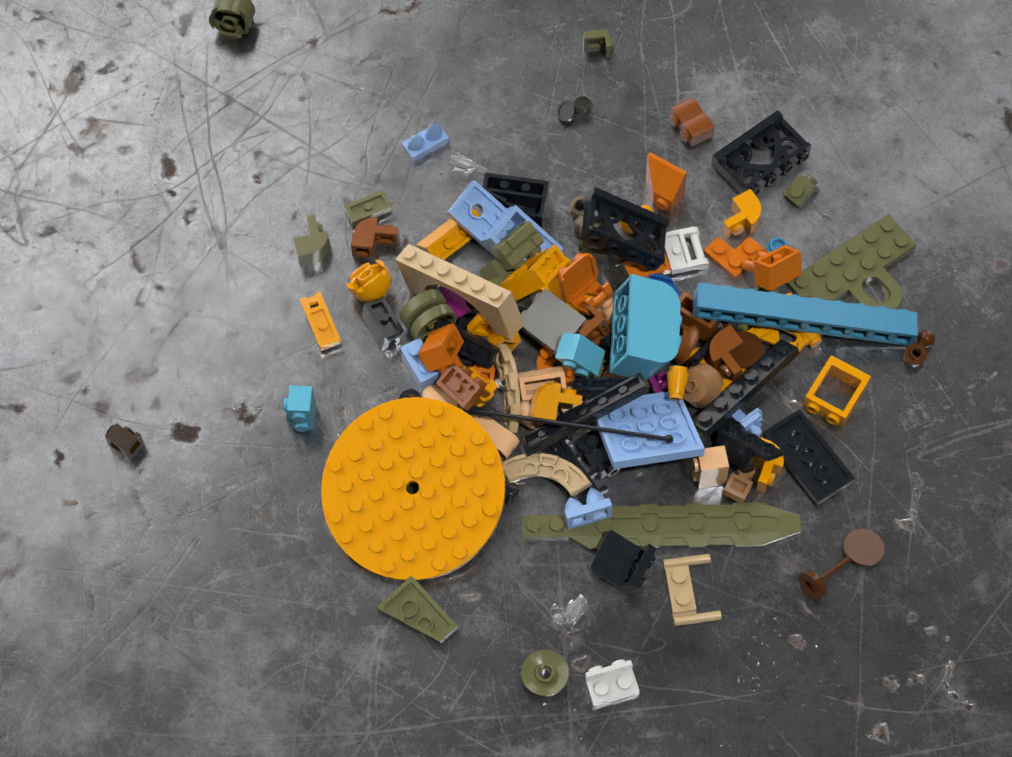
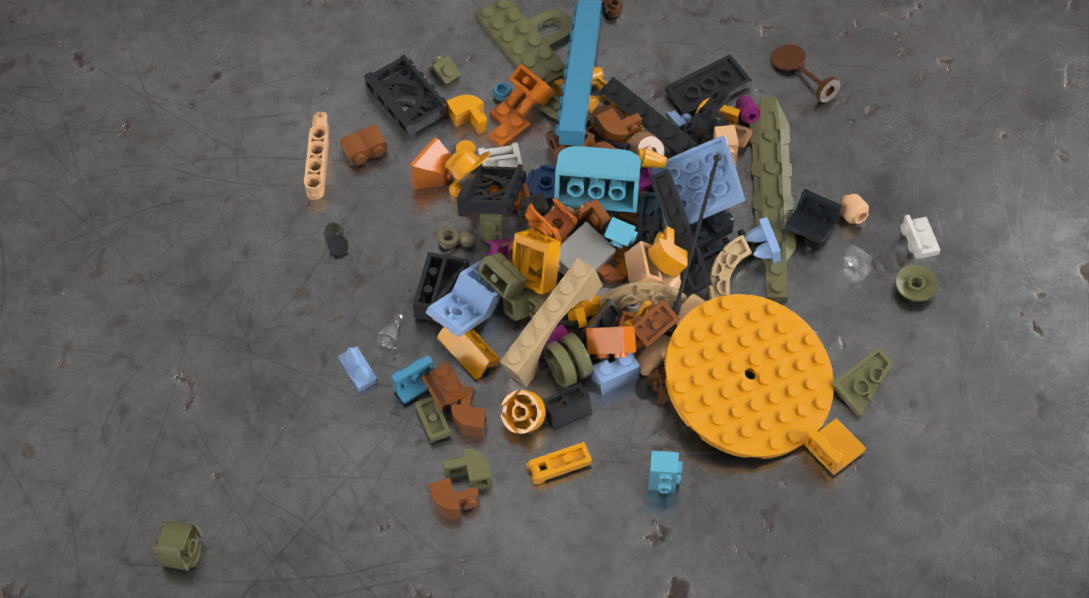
camera: 90 degrees left, 5 degrees down
(279, 224) = (450, 503): none -> dark orange brick
(337, 576) = (834, 446): none -> light orange bracket
(398, 210) = (444, 385): none -> dark orange plate
(408, 187) = (408, 381): none -> dark azure bracket
(562, 243) = (502, 246): none -> magenta tile
(598, 40) = (262, 208): olive bracket -> none
(641, 607) = (854, 208): none -> light nougat head
(662, 207) = (464, 162): none -> light orange piece
(668, 78) = (317, 157): none -> light nougat piece
(681, 590) = (833, 182): tan plate -> none
(696, 217) = (466, 145): none -> light orange tile
(774, 495) = (748, 109): none -> magenta brick
(846, 374) = (629, 66): light orange window -> none

